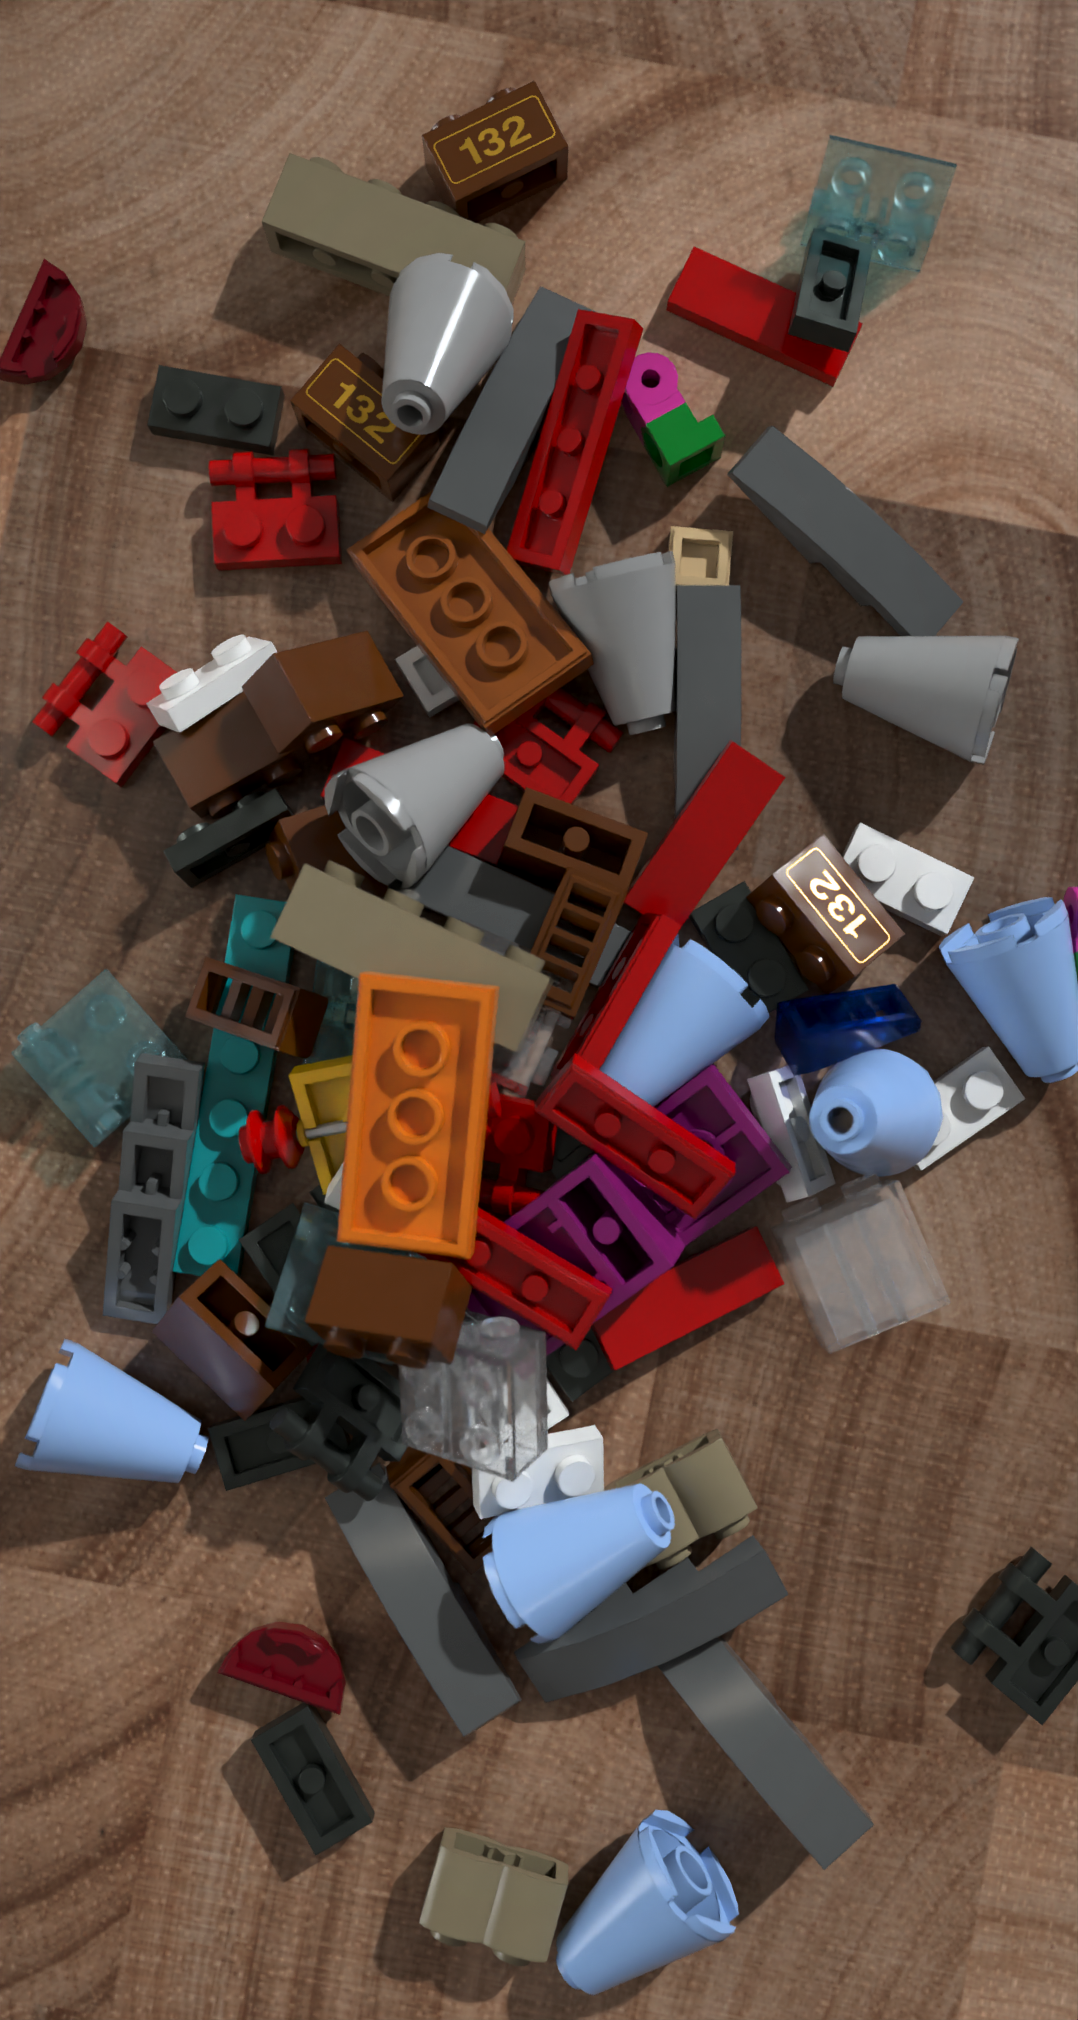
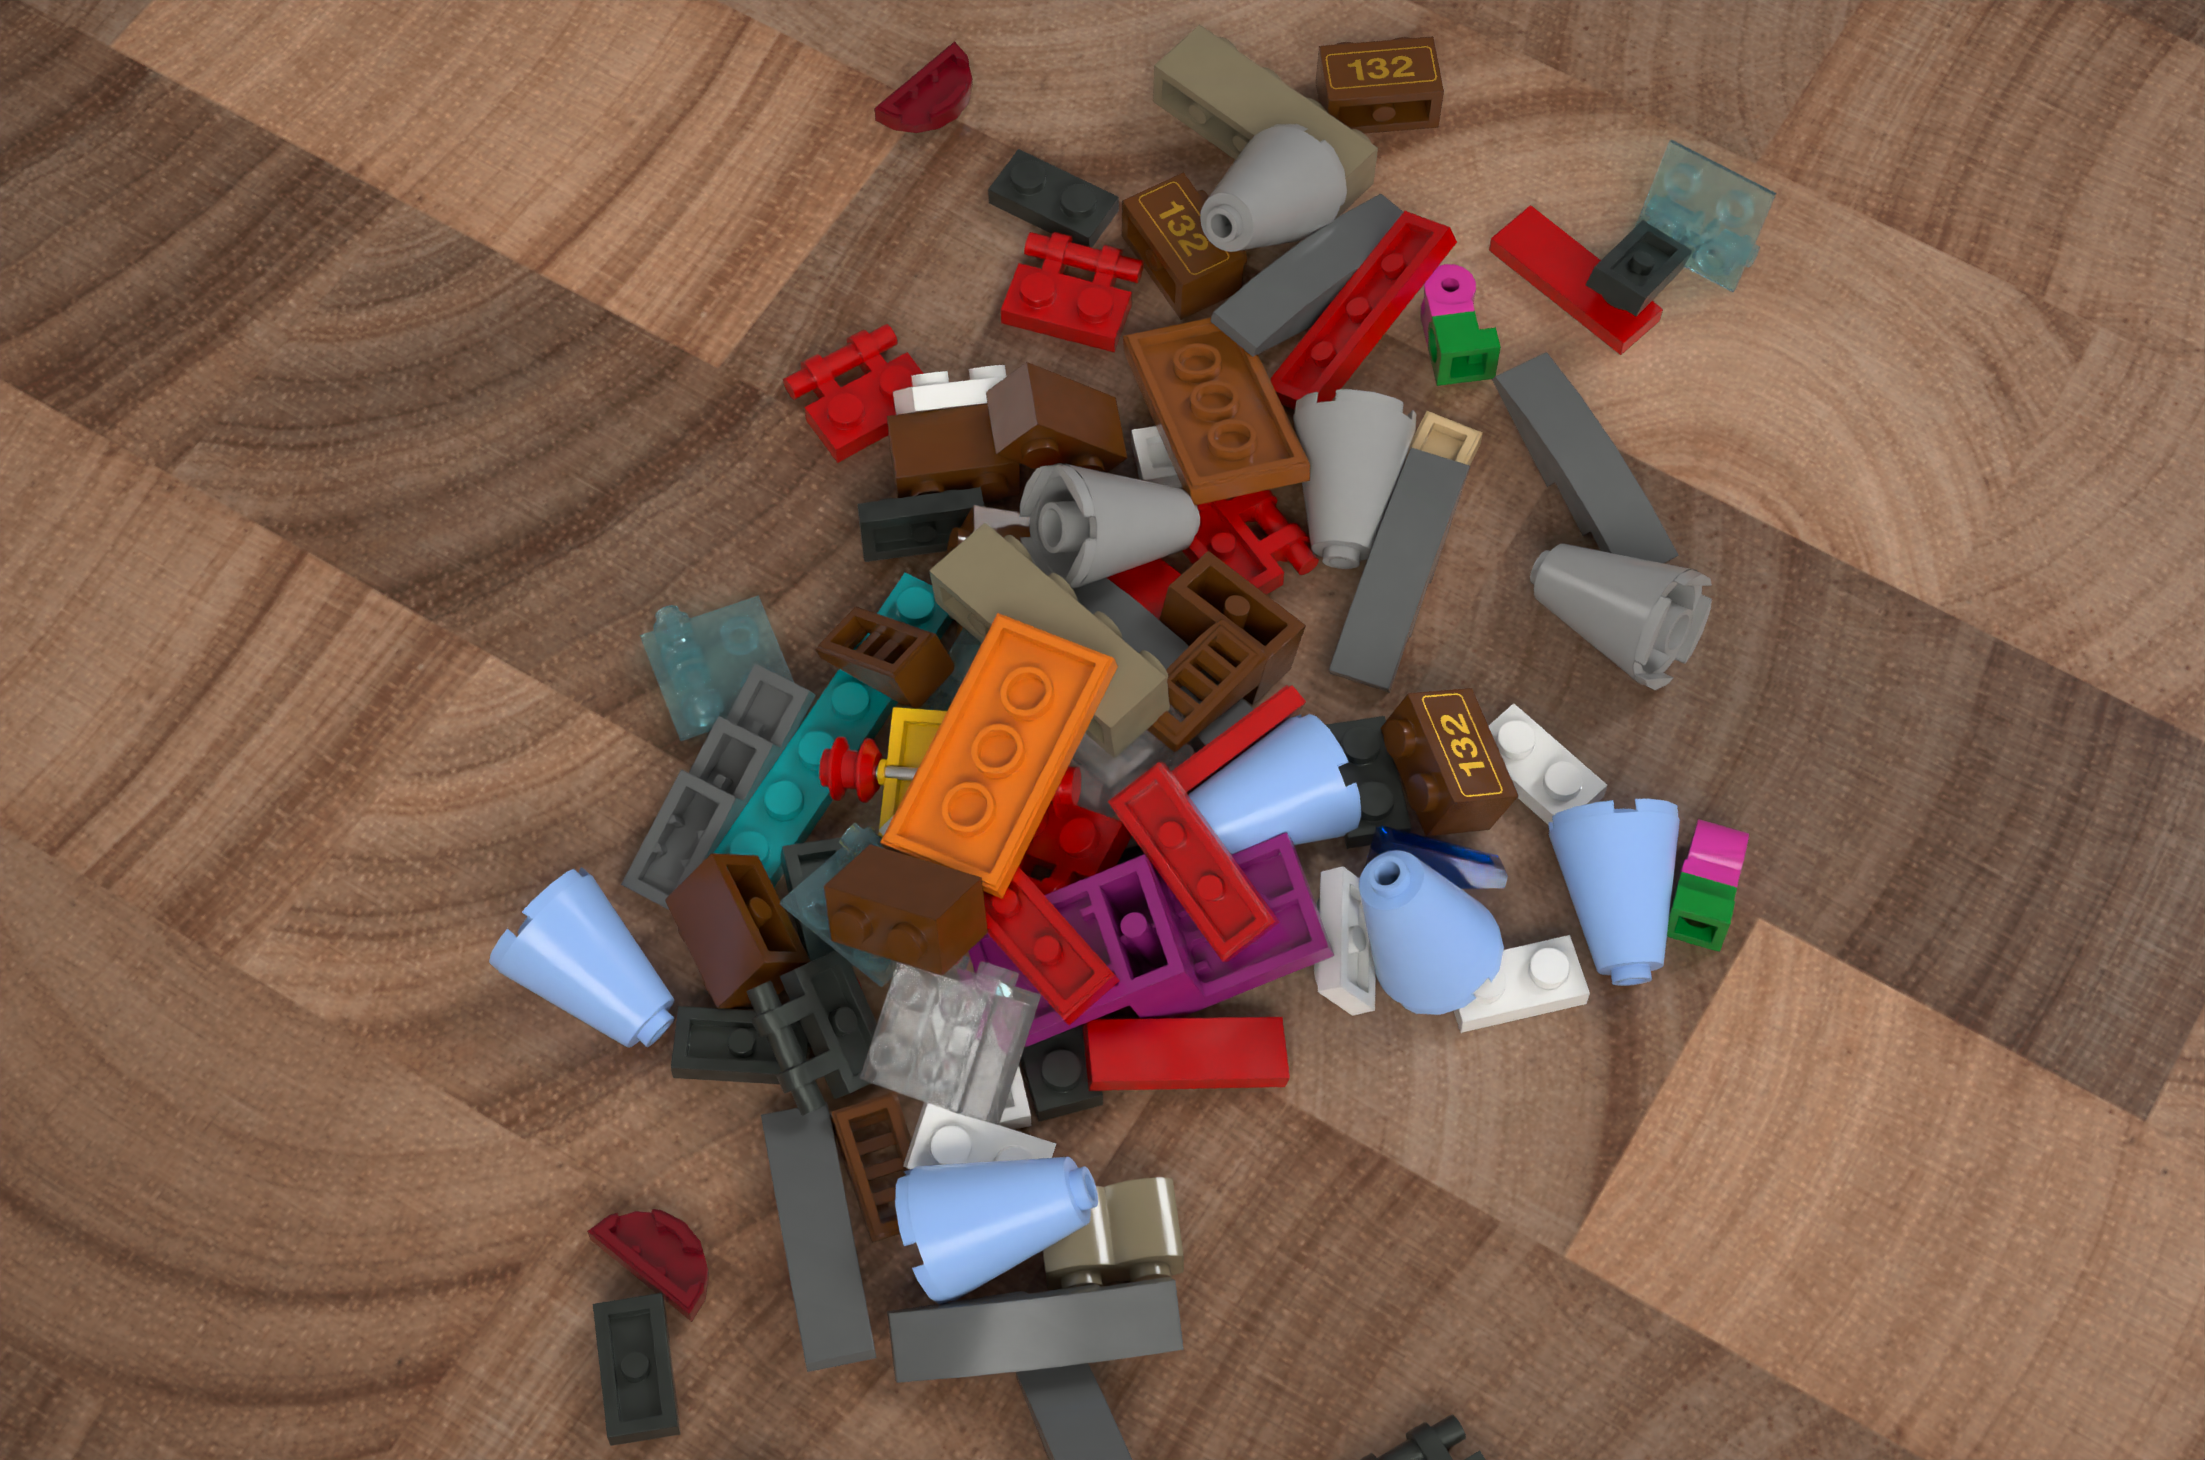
camera: 20 degrees right, 25 degrees down
(704, 835) = (1365, 653): red tile -> none
(859, 1262) = (1369, 1073): clear brick -> none

